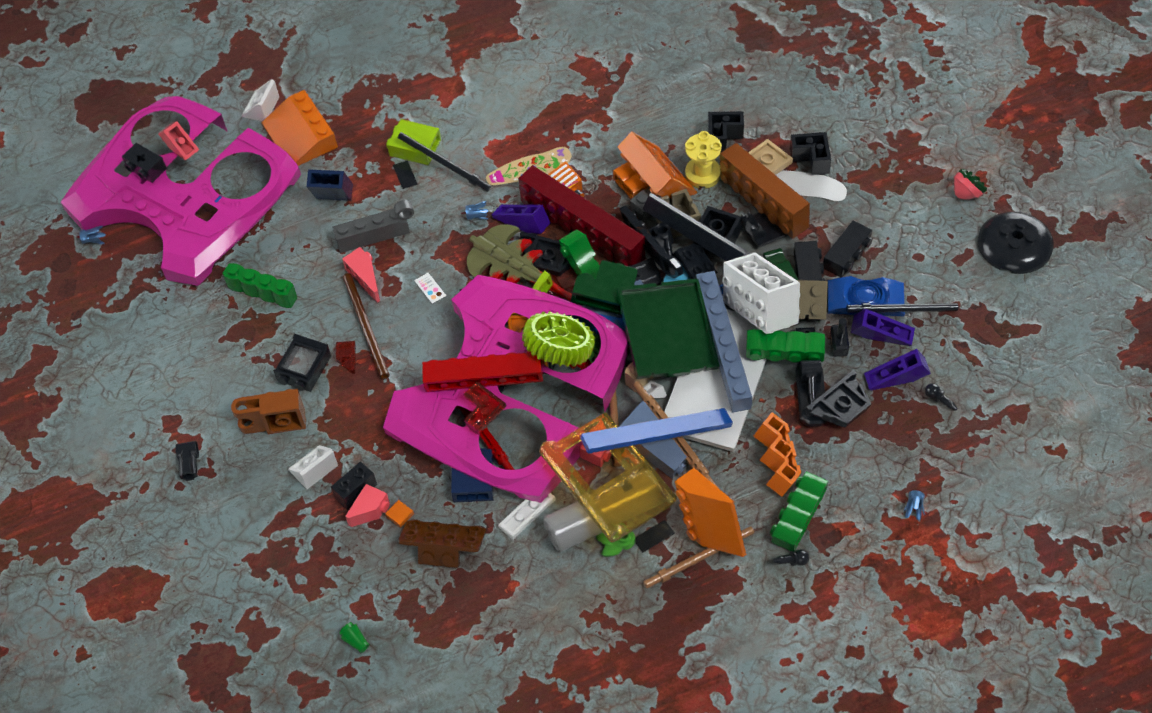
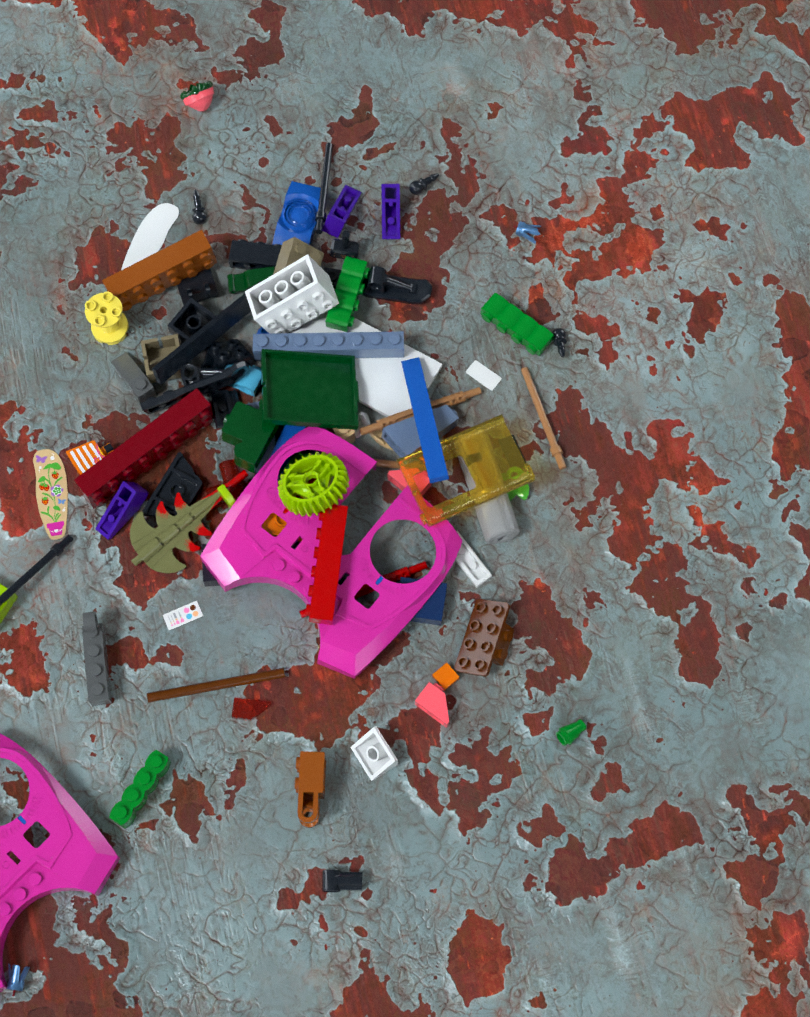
camera: 85 degrees left, 15 degrees up
(302, 363) = (251, 753): black window -> none
(329, 185) = (31, 697): dark blue brick -> none
(351, 484) = (409, 714): black brick -> none
(360, 267) = (148, 678): coral slope -> none
(405, 174) = (23, 622): black sticker -> none
(473, 211) = (97, 557): flat silver piece -> none
(487, 407) = (368, 564): clear red brick -> none
(579, 253) = (195, 457): green brick -> none
(628, 180) = (103, 393): orange brick -> none
(653, 166) = (102, 366): orange slope -> none
(709, 514) = (525, 389): orange slope -> none
(726, 126) = (64, 295): black brick -> none
(738, 490) = (483, 375): none -> white sticker
(771, 156) = (112, 259): tan plate -> none
(780, 453) = (458, 327): orange brick -> none
(812, 148) = (118, 215): black brick -> none
(840, 216) = (199, 216): none -> black bar
(841, 402) = (413, 263): black wing -> none
(847, 249) = (243, 216): black brick -> none
(1015, 242) = (269, 91): black brick -> none

